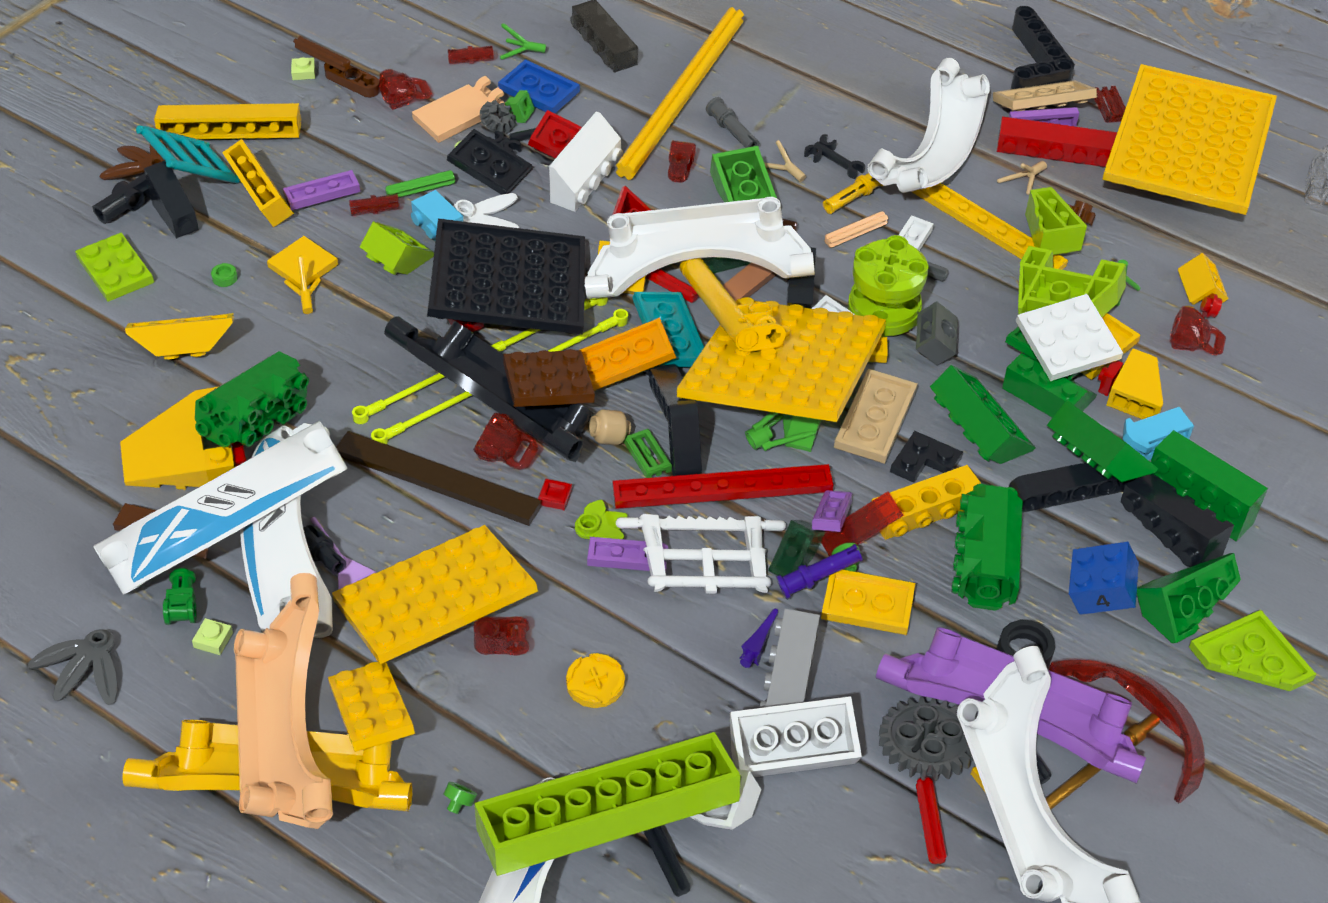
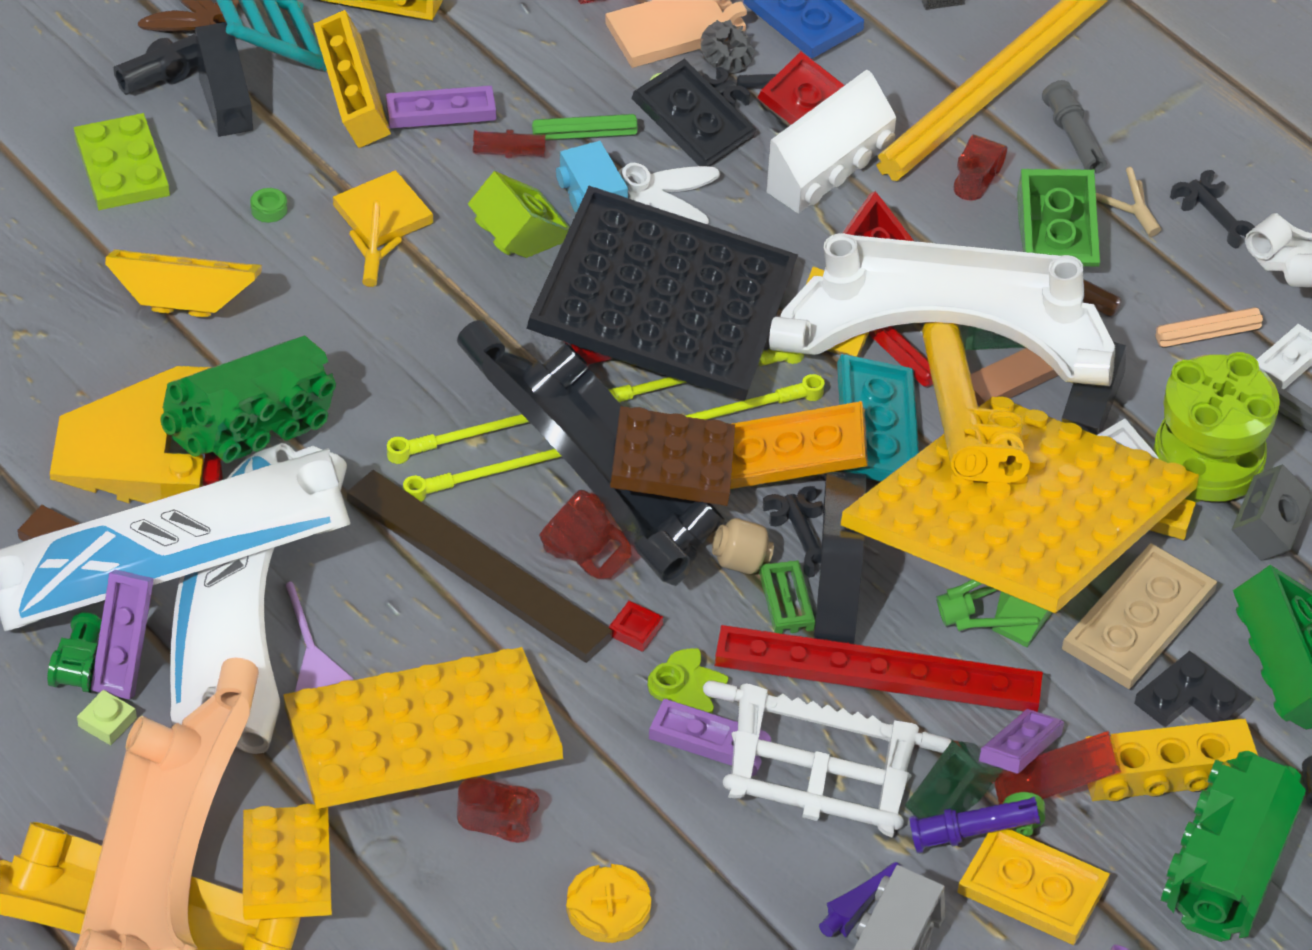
camera: 15 degrees right, 0 degrees up
(210, 576) = (122, 633): none -> medium lavender plate
(322, 549) = (285, 629): black arm -> none
(521, 106) = (767, 36): bright green tile -> none
(638, 397) = (798, 511): none -> black bar
(834, 202) = (1243, 265): yellow pin -> none

